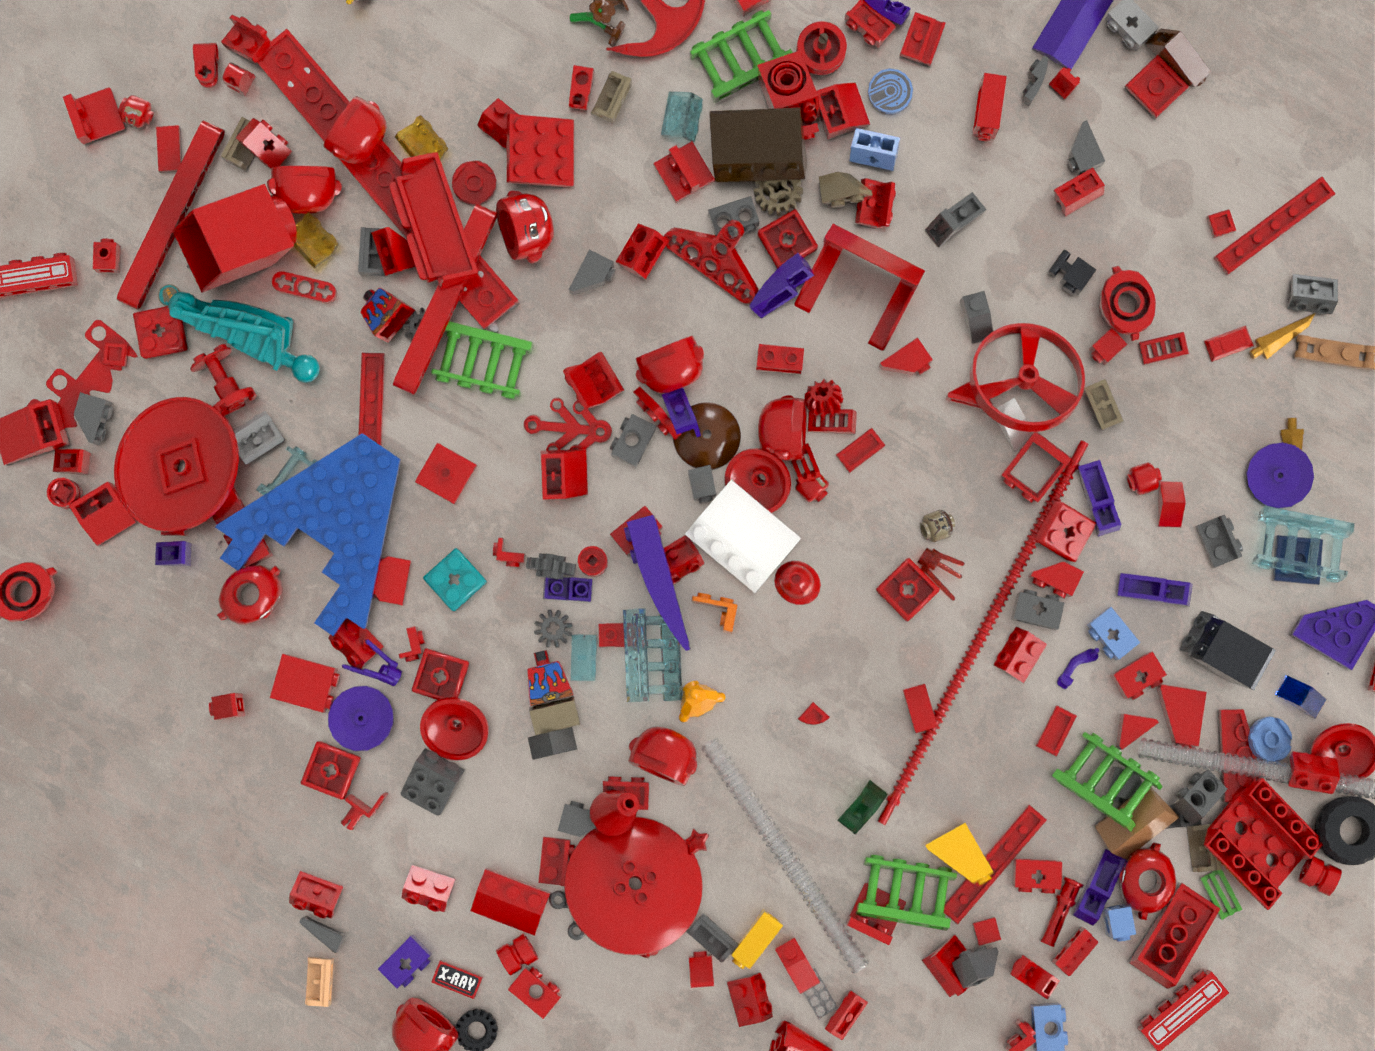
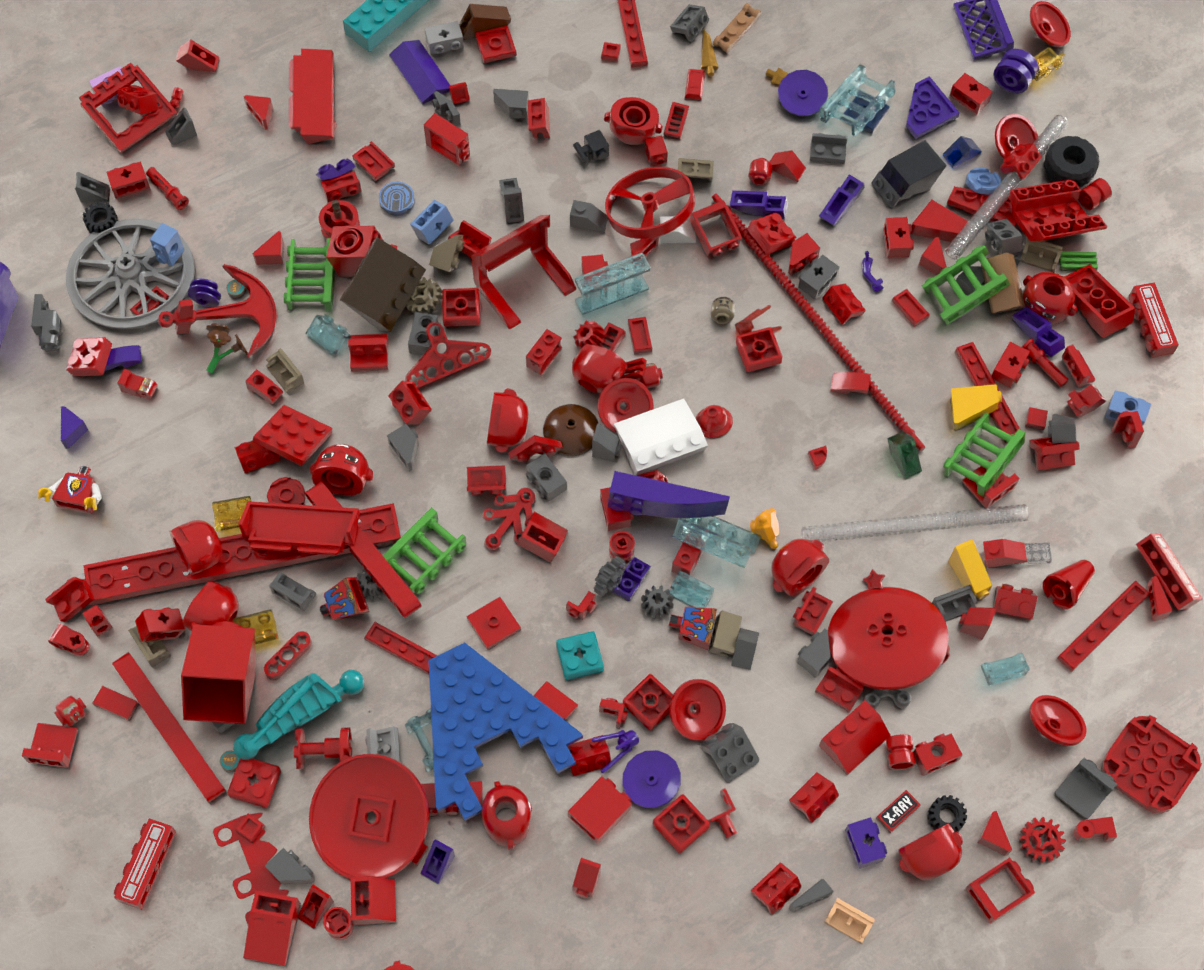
camera: 65 degrees left, 20 degrees down
(106, 256) = (168, 792): red brick -> none
(392, 251) = (302, 570): red slope -> none
(614, 812) = (824, 615): red cone -> none
(667, 1021) = (1005, 669): none -> clear light blue hinge
(680, 411) = (546, 427): dark purple panel -> none
(727, 618) = (710, 469): orange bracket -> none
(781, 285) = (492, 324): dark purple slope -> none
(841, 109) = (393, 230): red slope -> none
(846, 1015) = (1060, 543): red plate -> none
(896, 390) = (612, 283): none -> clear light blue fence
(1110, 621) = (859, 239): medium blue brick -> none
(1119, 922) = (1072, 325): medium blue brick -> none

